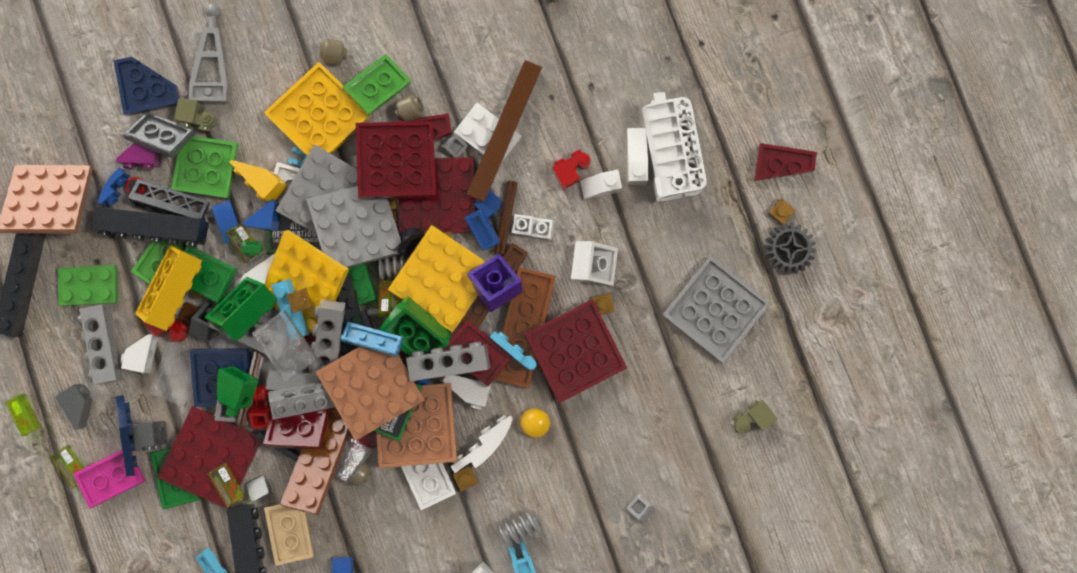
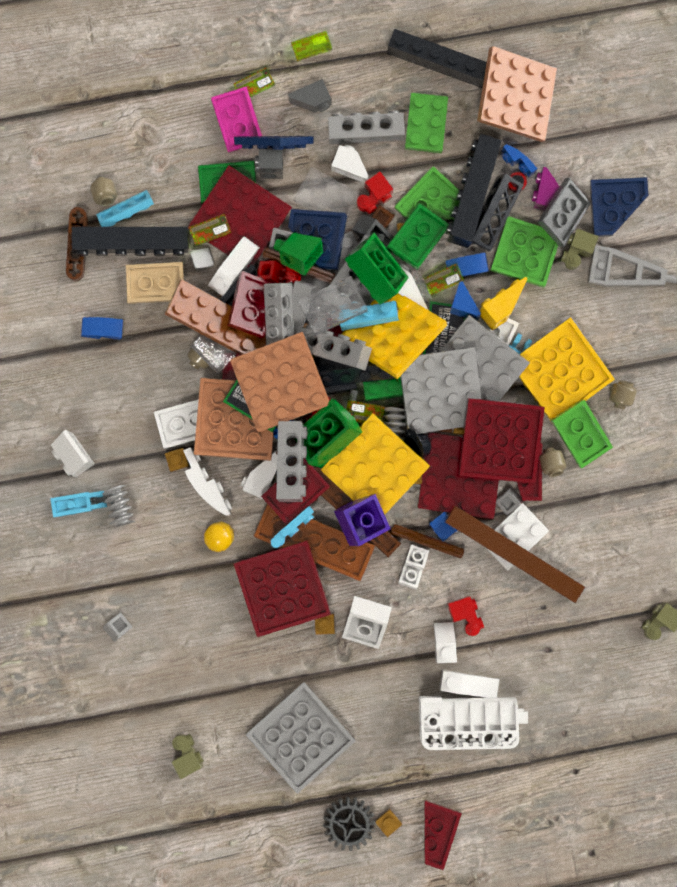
camera: 90 degrees right, 0 degrees up
(168, 288) = (409, 201): yellow slope -> none
(251, 248) = (436, 286): green plate -> none
(260, 454) = (233, 265): none -> white slope
(299, 300) = (375, 326): pearl gold plate -> none
(372, 339) = (325, 390): dark azure tile -> none
(482, 229) = (418, 516): blue tile -> none

